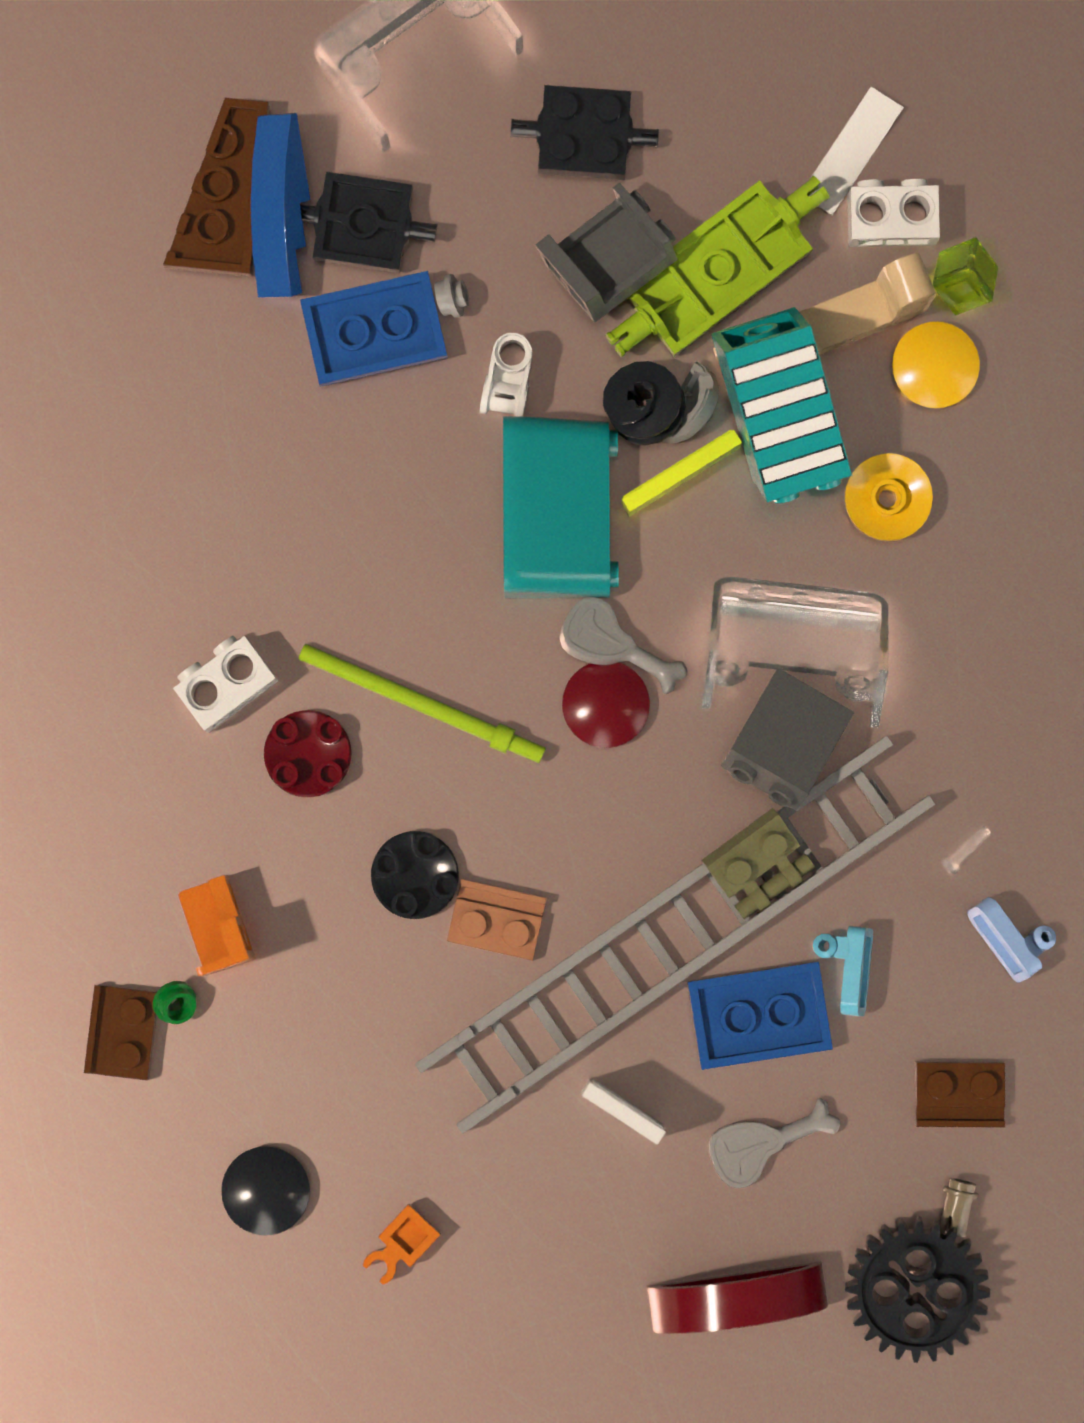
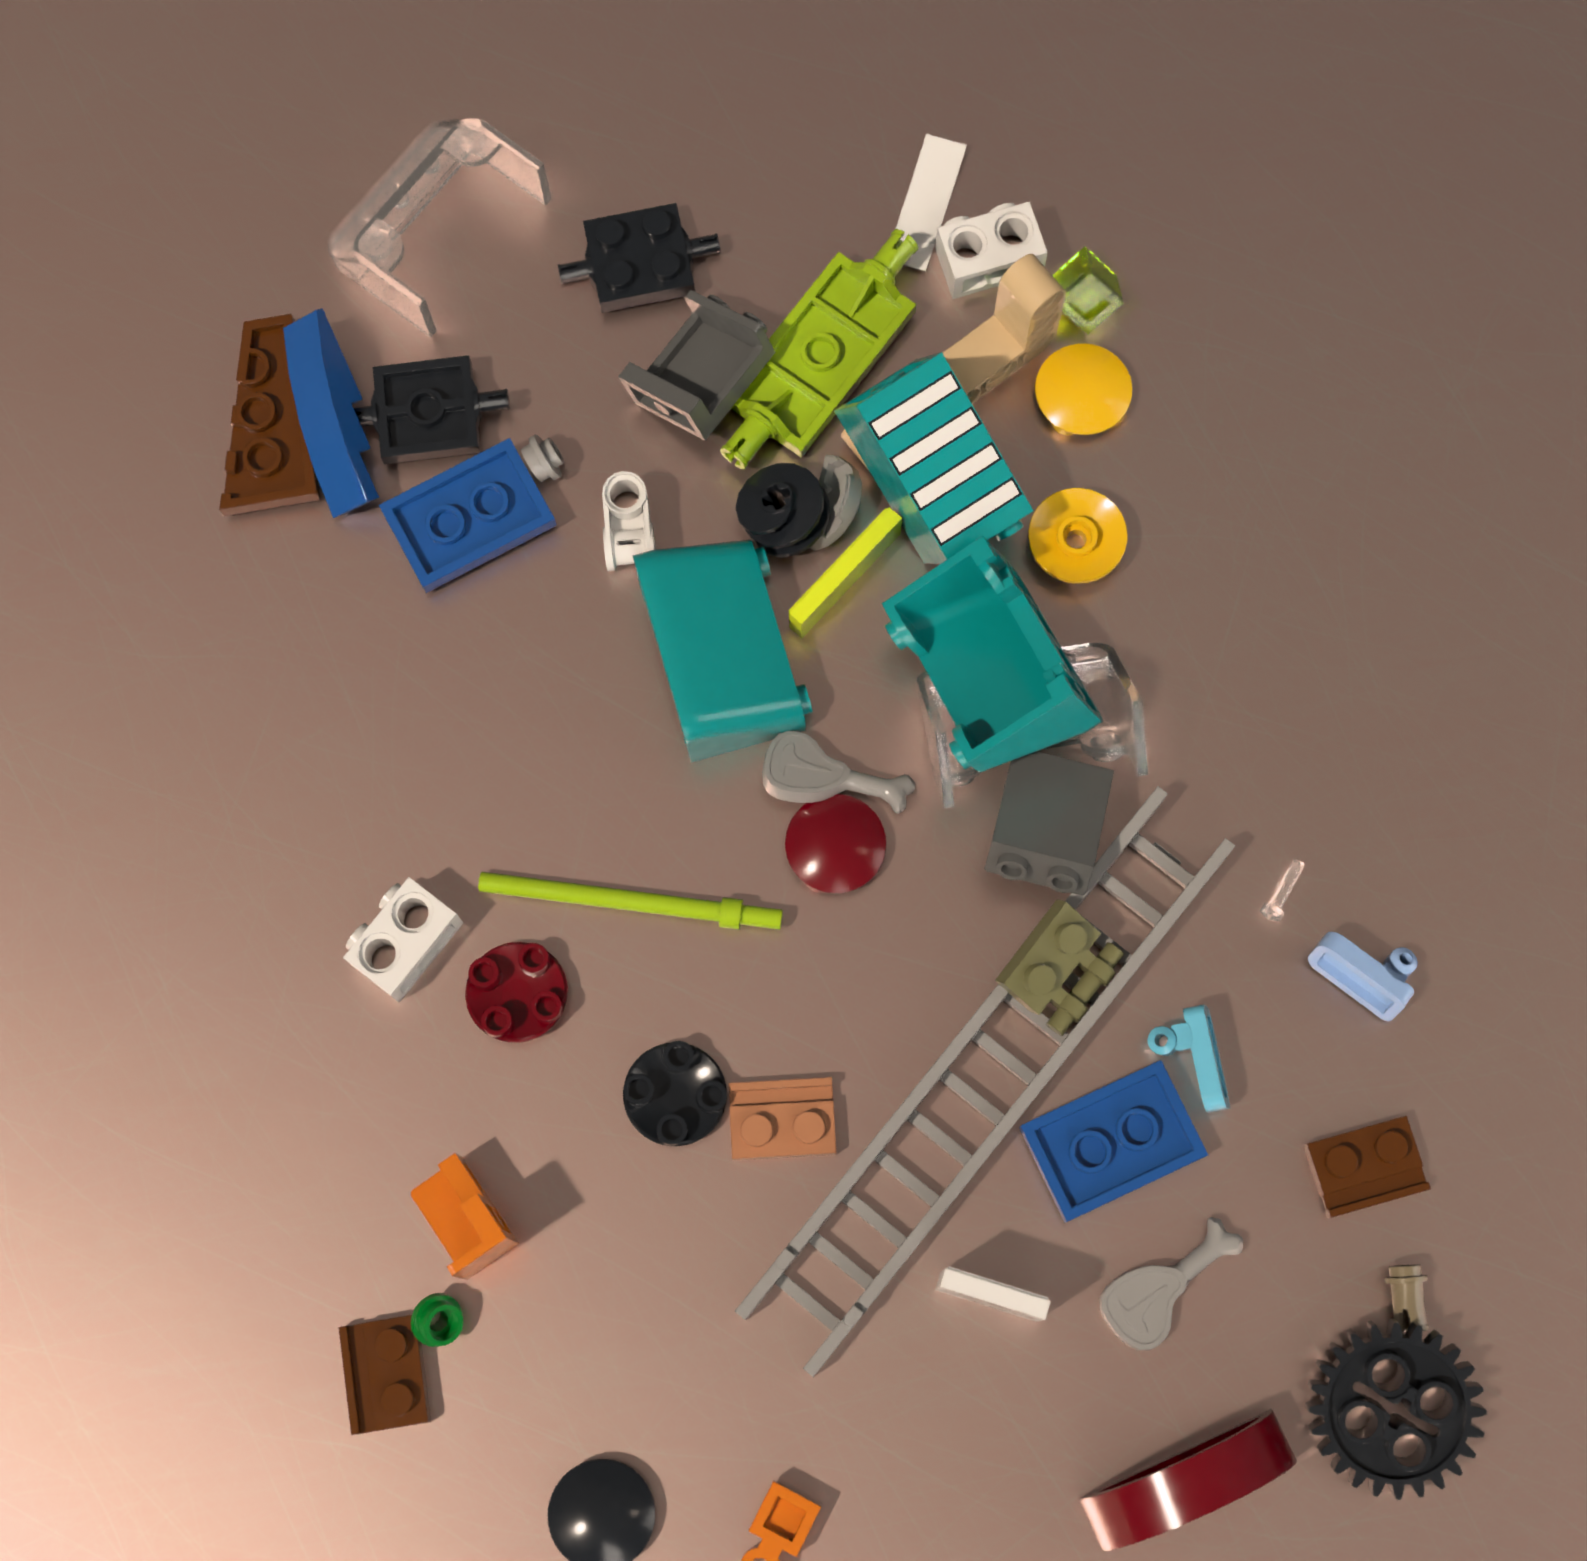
camera: 15 degrees left, 10 degrees down
(779, 593) = (990, 658): none -> teal windscreen

